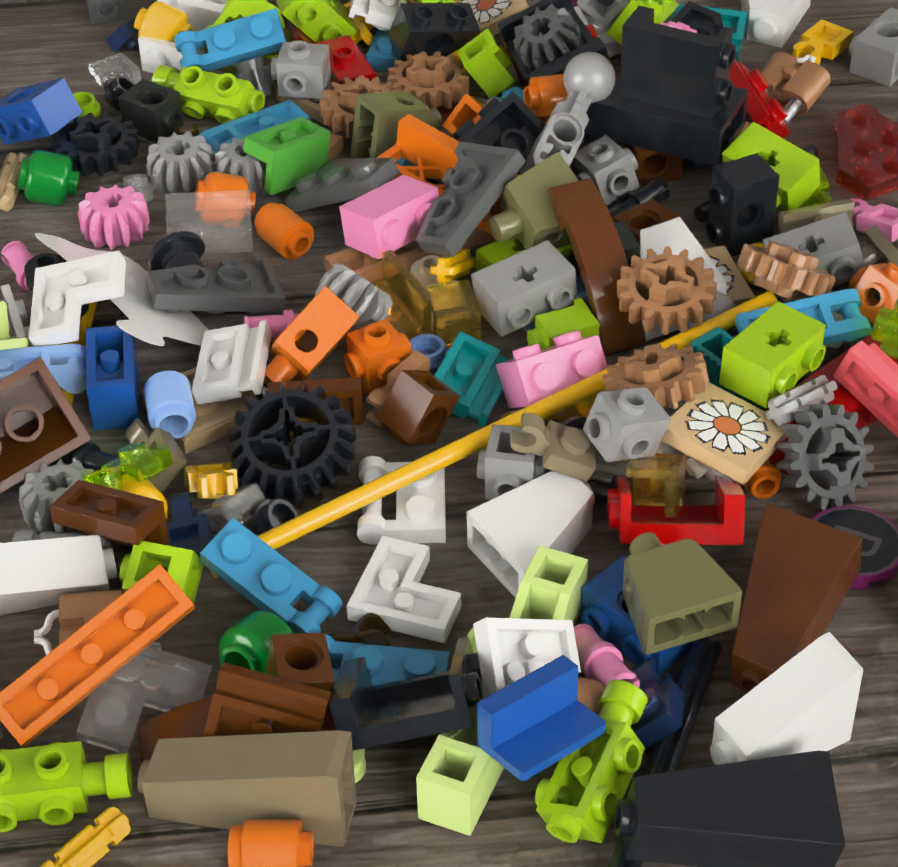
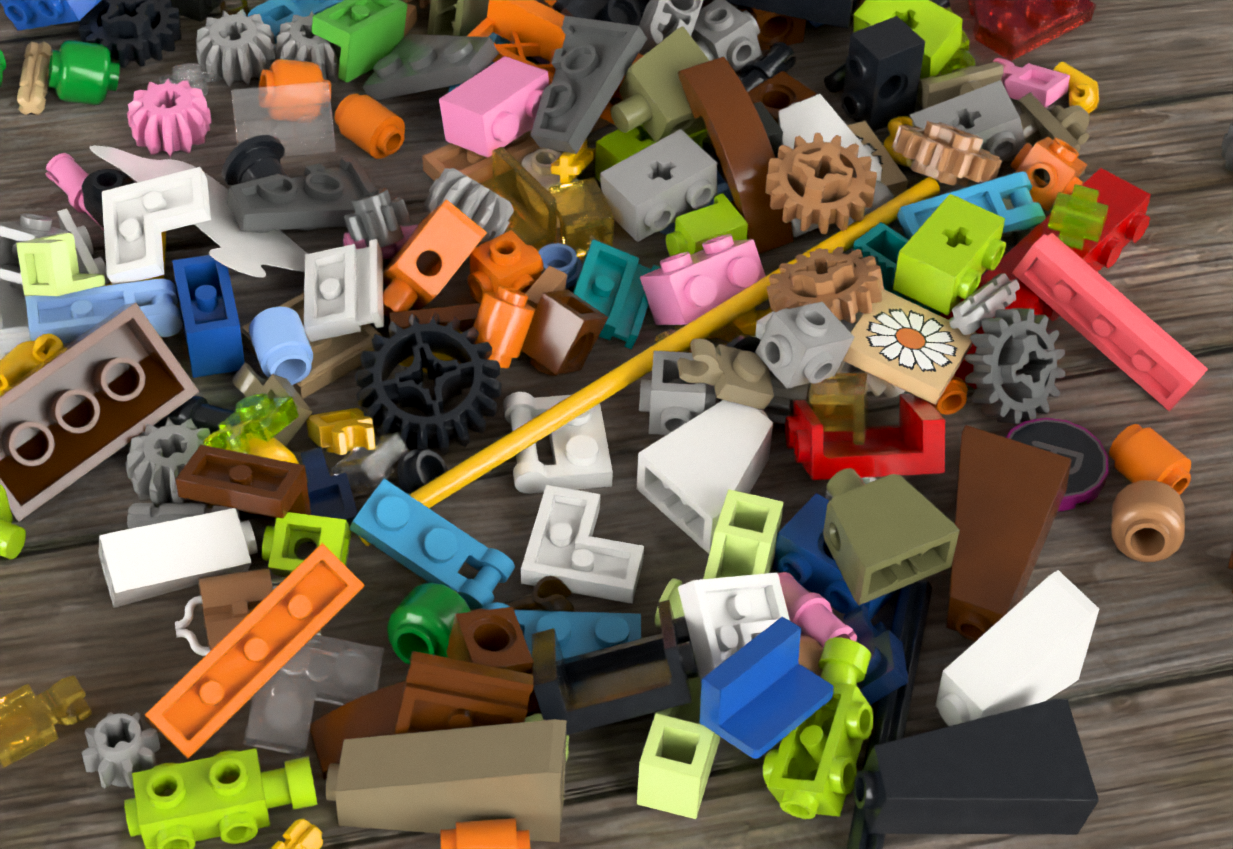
camera: 10 degrees left, 5 degrees up
(270, 302) = (377, 218): none -> dark grey gear
(364, 395) = (504, 323): none -> orange brick

